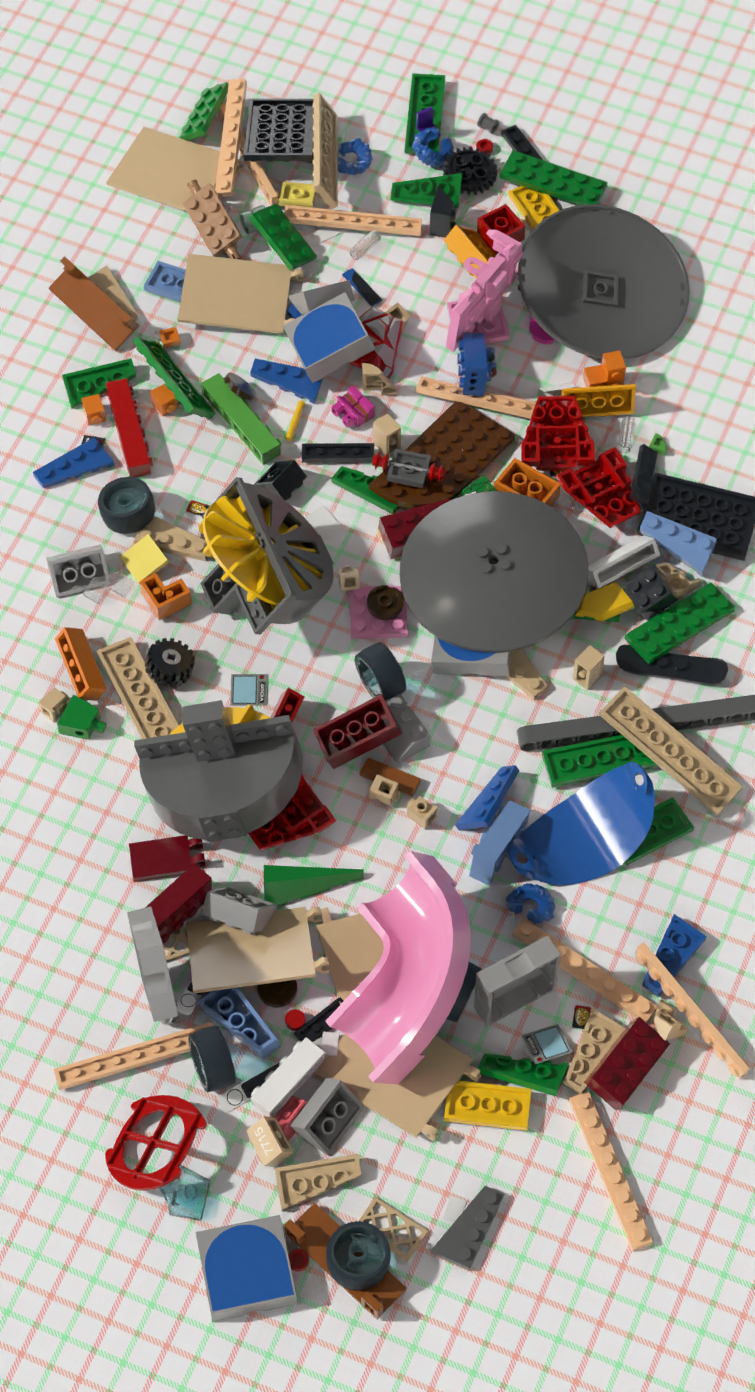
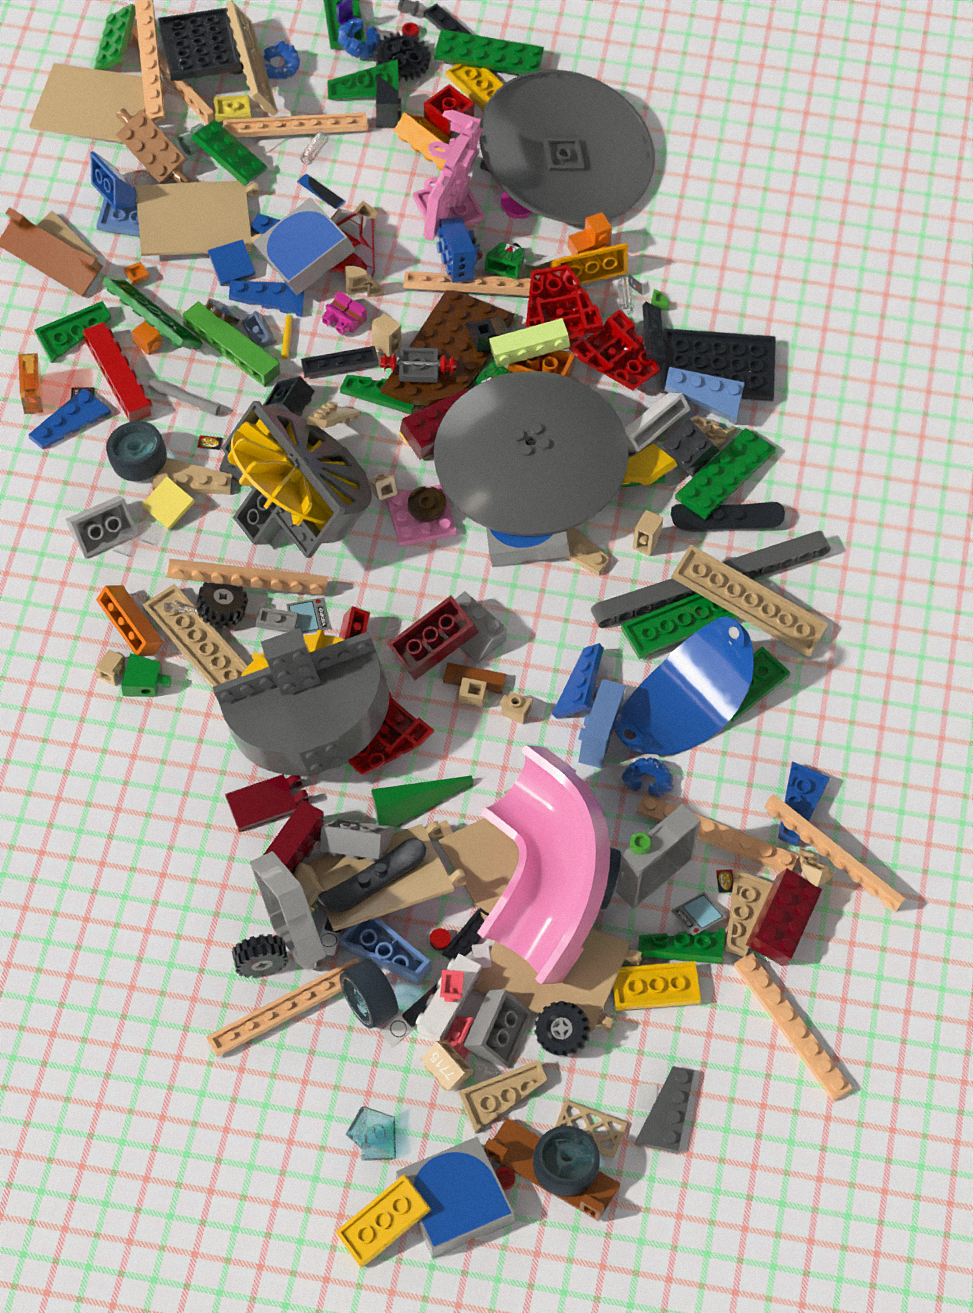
camera: 15 degrees left, 0 degrees up
(45, 425) = (30, 383): none -> clear orange brick
(93, 409) = (76, 360): orange brick -> none
(120, 1002) = (260, 955): none -> black wheel
(129, 659) = (178, 606): none -> clear bar
(135, 1178) = (309, 1057): red window -> none
(165, 248) = (111, 183): none -> blue slope
(165, 599) = (199, 540): orange brick -> none
(172, 1276) = (383, 1220): none -> yellow tile
(180, 948) = (309, 880): none -> tan slope
(197, 642) = (246, 576): none -> light nougat plate
(201, 472) = (203, 404): none -> light grey piece
(218, 687) = (277, 619): none -> light grey plate
(245, 949) = (374, 877): none -> black piece
(260, 341) = (231, 262): none -> blue tile
(270, 410) = (259, 330): none -> sand blue slope
(277, 993) = (415, 916): dark brown tile -> none
(290, 1066) = (451, 985): none -> coral bracket
(310, 299) = (276, 210): light grey slope -> none
(315, 501) = (330, 414): none -> tan wing
(377, 1124) = (555, 1021): none -> black wheel
(380, 671) = (441, 573): black wheel -> none
(484, 449) = (483, 329): none -> black slope
(496, 966) = (640, 843): none -> bright green tile
(518, 465) = (529, 342): none -> yellowish green brick
(519, 381) = (505, 260): none -> green torso
(638, 425) = (636, 285): none -> black sticker

